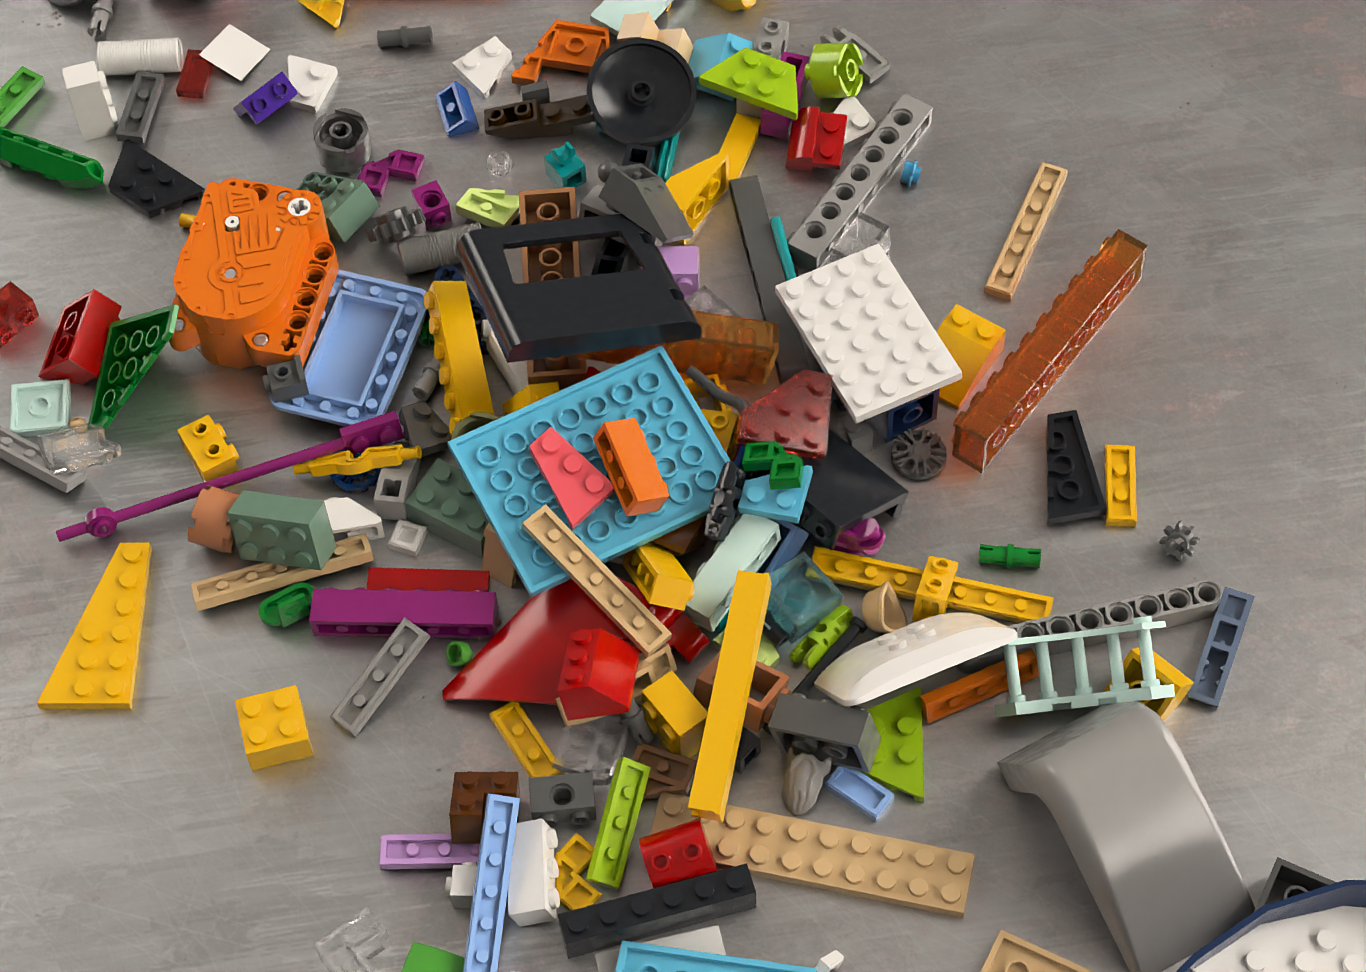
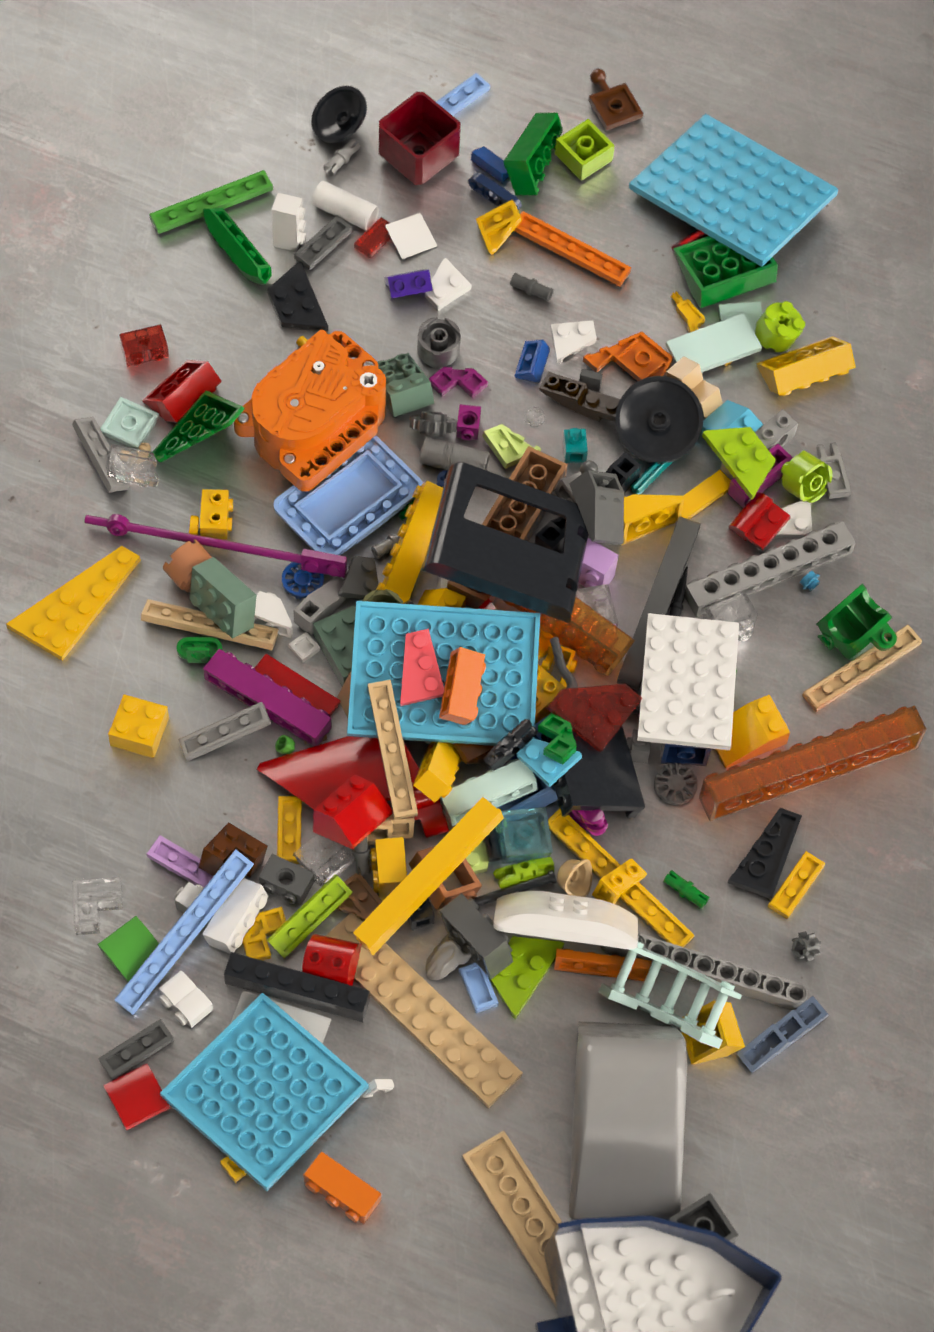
camera: 25 degrees right, 5 degrees up
(191, 474) = (194, 524): none -> yellow tile
(286, 380) = (290, 495): dark grey brick -> none
(346, 464) = (293, 574): yellow piece -> none
(782, 247) = (678, 594): teal bar -> none
(994, 186) = (856, 624): none -> green animal

